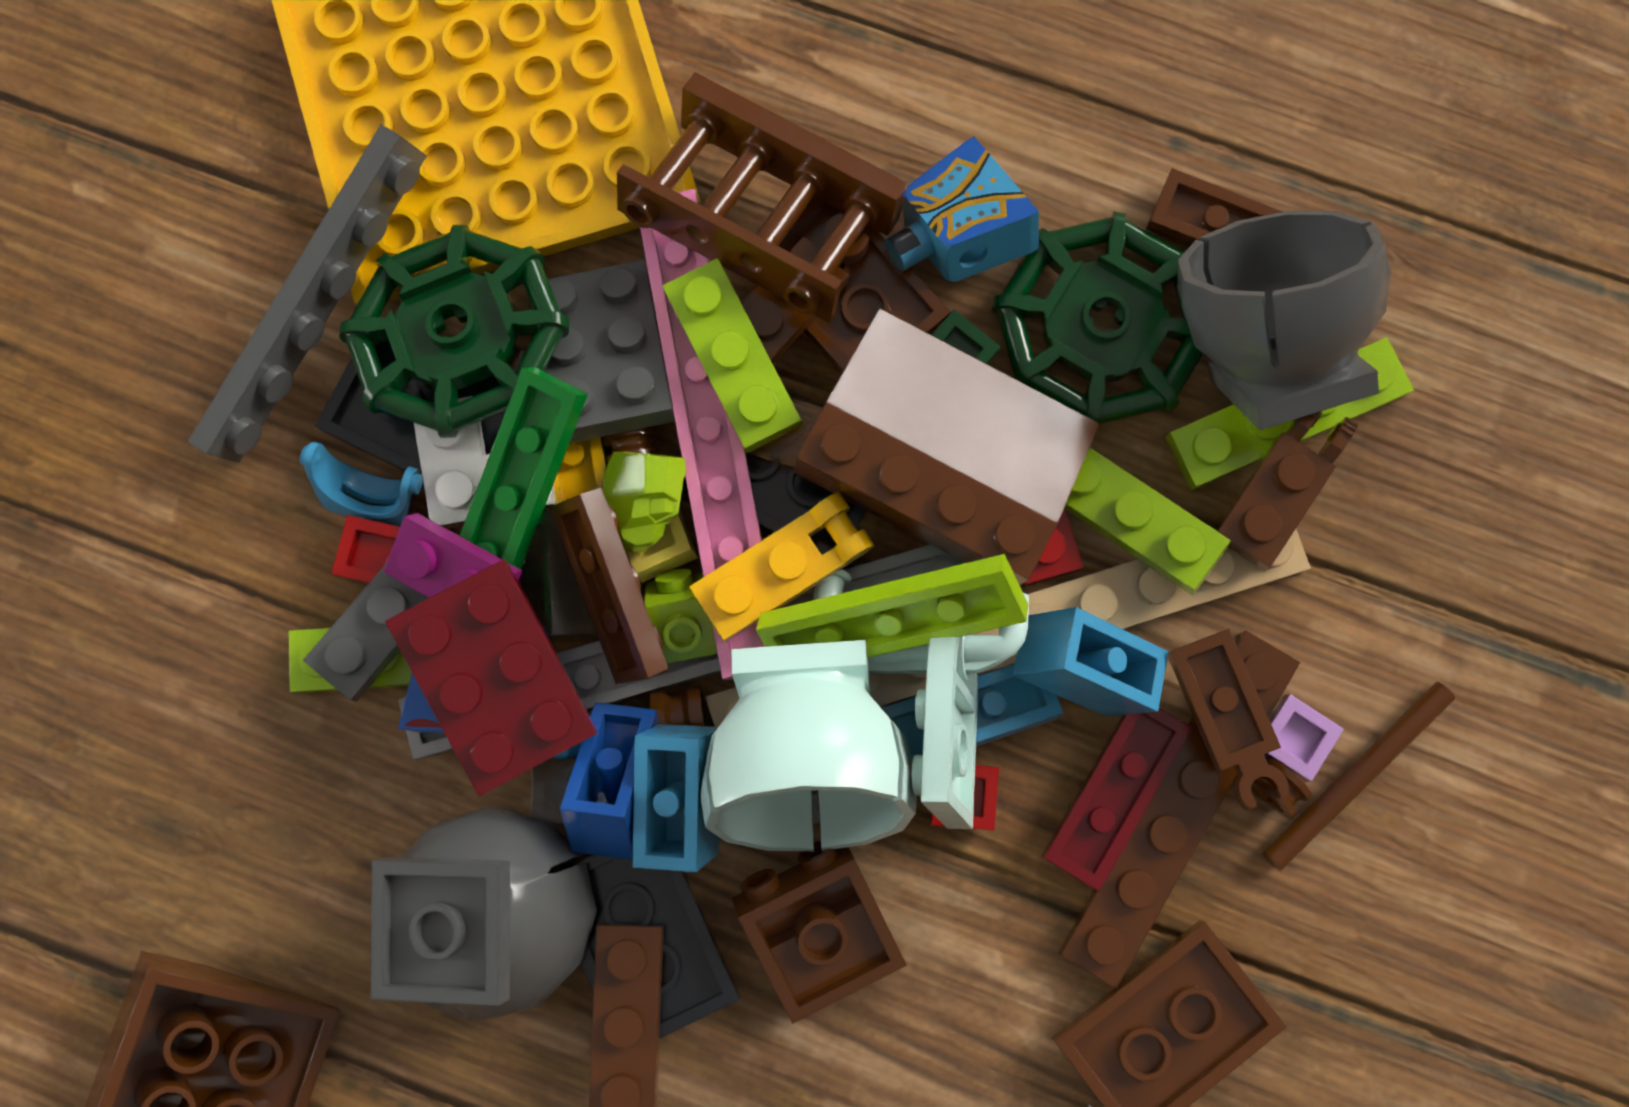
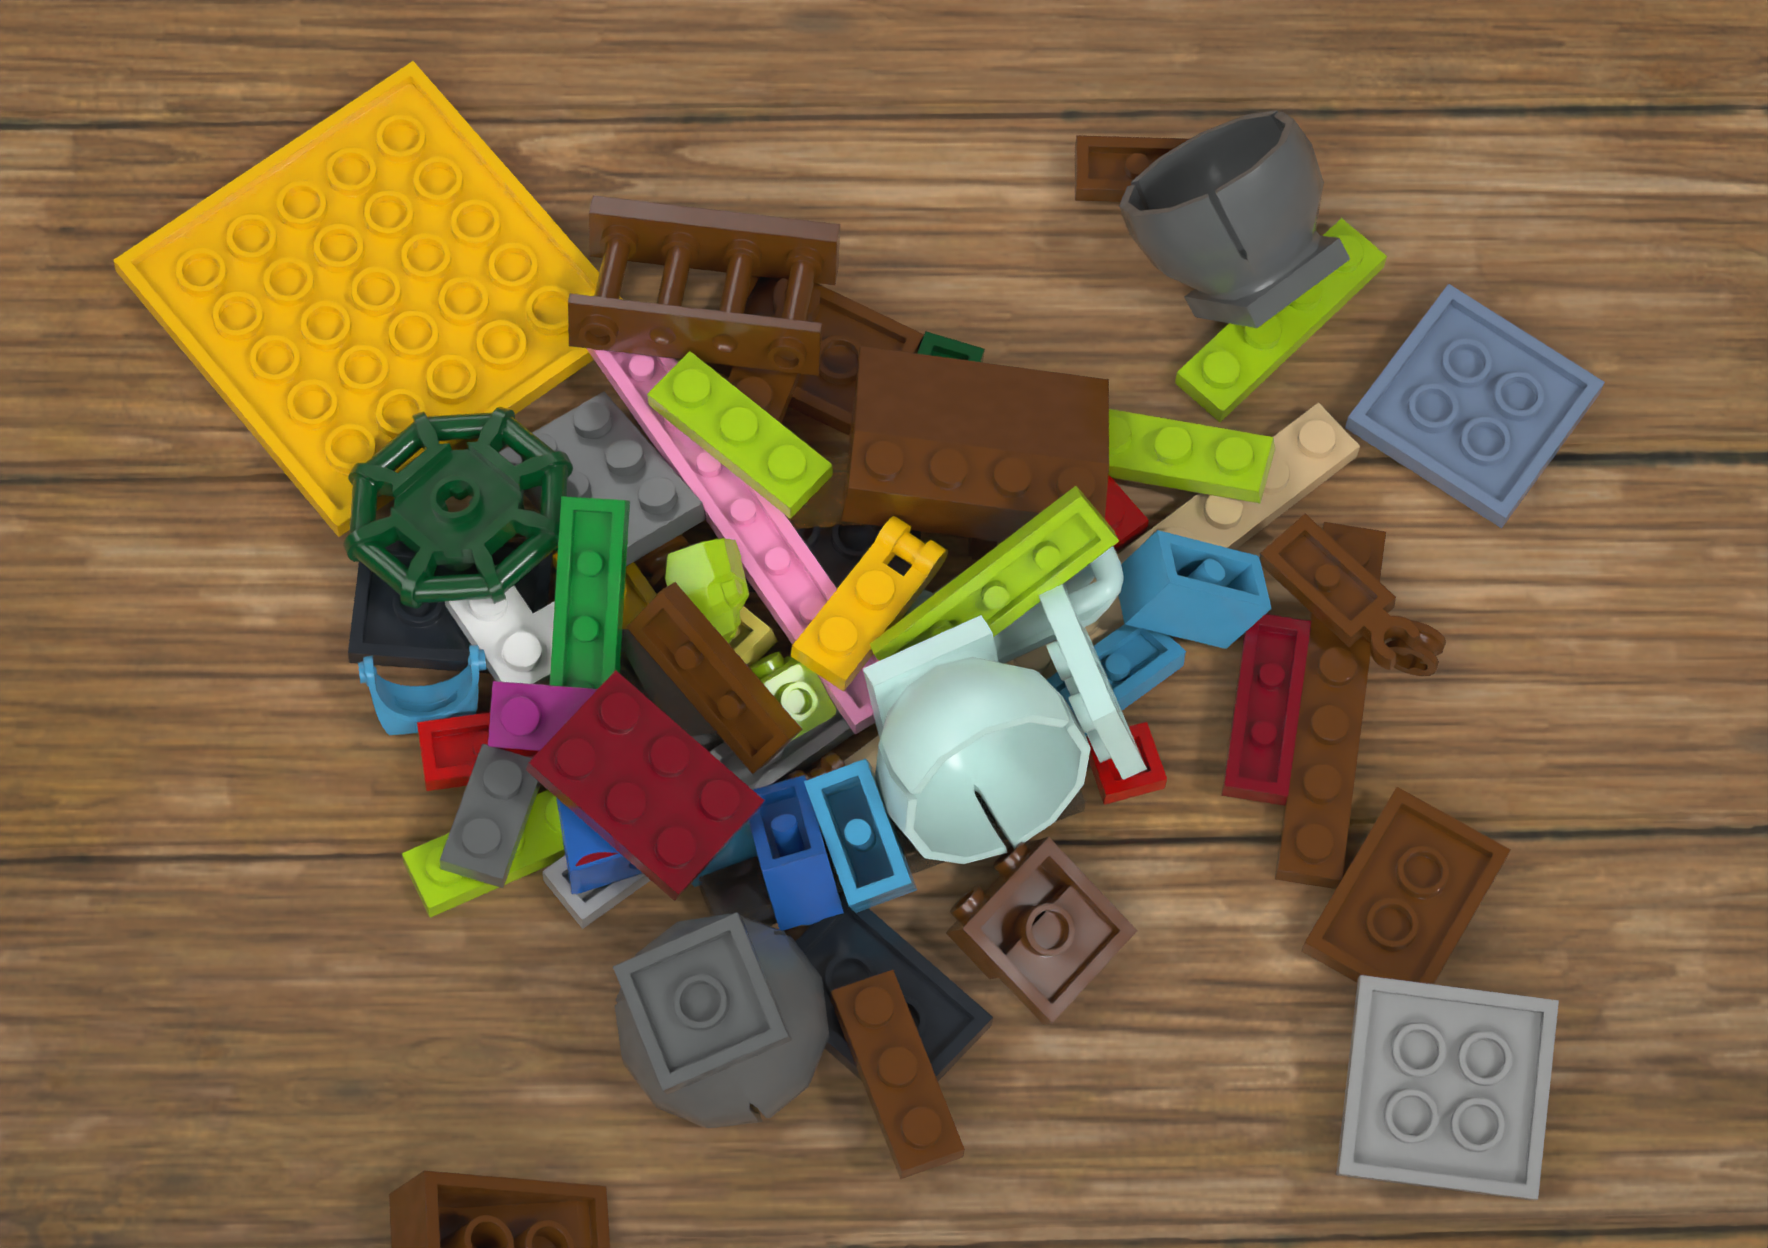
camera: 30 degrees left, 15 degrees down
(309, 296) = (293, 553): dark grey plate -> none
(964, 217) = (902, 242): torso -> none
(1071, 330) = (1046, 317): dark green plate -> none
(1282, 491) = (1302, 381): reddish brown hinge -> none
(1303, 736) = (1418, 592): lavender plate -> none
(1358, 776) = (1483, 616): reddish brown bar -> none
(1437, 569) = (1474, 405): none -> sand blue plate

